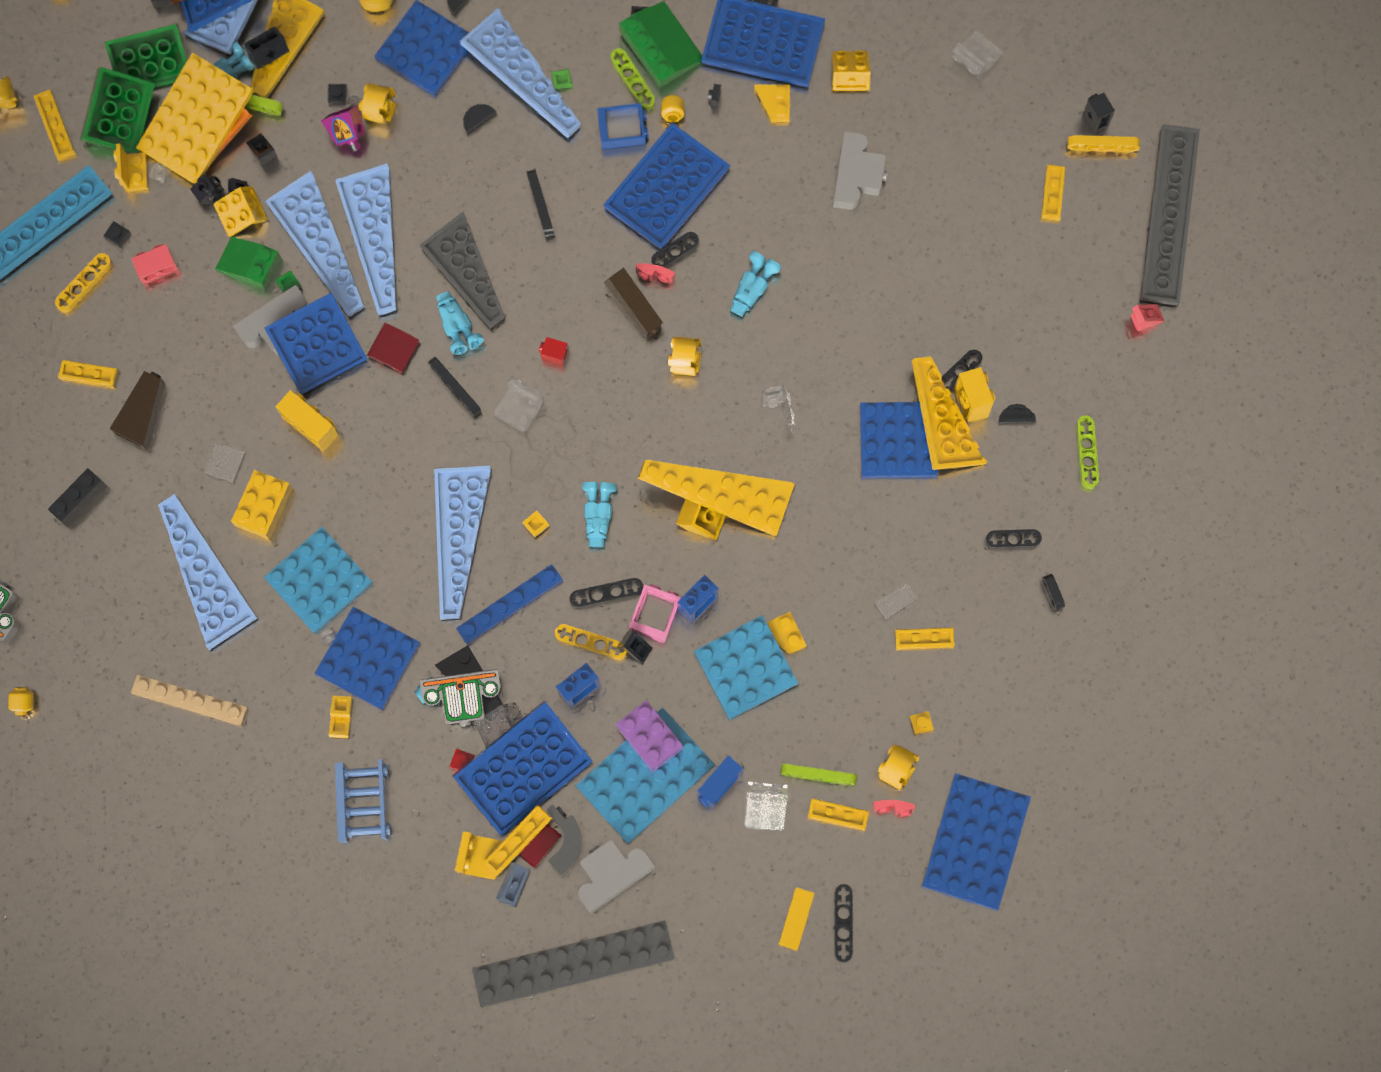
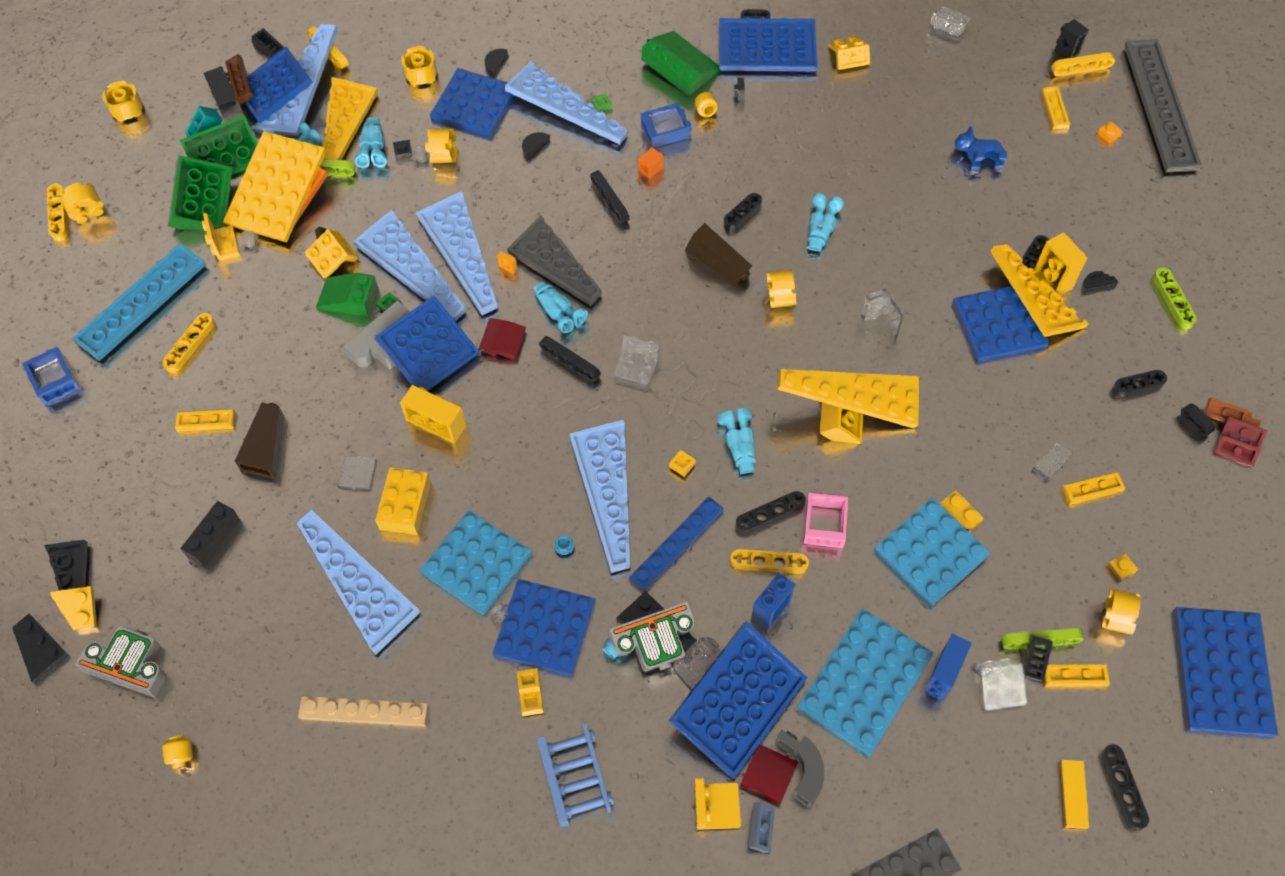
camera: 15 degrees left, 15 degrees down
(54, 125) = (142, 220): yellow tile -> none
(116, 234) = (215, 296): black plate -> none
(132, 17) = (202, 120): none -> teal slope
(154, 263) = (256, 312): coral brick -> none
(207, 189) = (297, 240): black brick -> none
(261, 149) = (344, 201): black slope -> none
(266, 47) = (331, 119): black brick -> none
(305, 76) = (371, 139): none -> medium azure piece
(345, 127) = (416, 167): magenta torso -> none
(403, 582) = (564, 545): none -> dark azure plate
(417, 260) = (507, 262): none -> light orange plate
(460, 759) = (669, 705): red brick -> none
(517, 840) = (754, 777): yellow tile -> none
(554, 351) = (656, 310): red brick -> none
(594, 170) = (651, 162): none -> orange brick
(611, 873) = (863, 790): light grey brick -> none
(634, 78) = (666, 90): lime beam -> none
(635, 646) = (816, 550): black slope -> none
(649, 271) = (732, 228): coral slope -> none
(649, 736) = (861, 636): medium lavender brick -> none
(666, 186) = (719, 164): blue plate -> none
(698, 599) = (866, 493): blue window -> none
(775, 101) = (792, 85): yellow wing -> none
(798, 804) = (1039, 677): none -> black slope
(858, 172) = (883, 121): light grey brick -> none
(900, 807) = (1132, 652): coral slope -> none
(949, 230) = (981, 149): none -> blue animal
(1086, 623) = (1240, 441): none -> dark red slope
(1087, 593) = (1221, 410): none -> dark orange hinge
(1100, 237) = (1110, 132): none -> light orange plate
(1146, 316) = (1176, 182): coral slope -> none

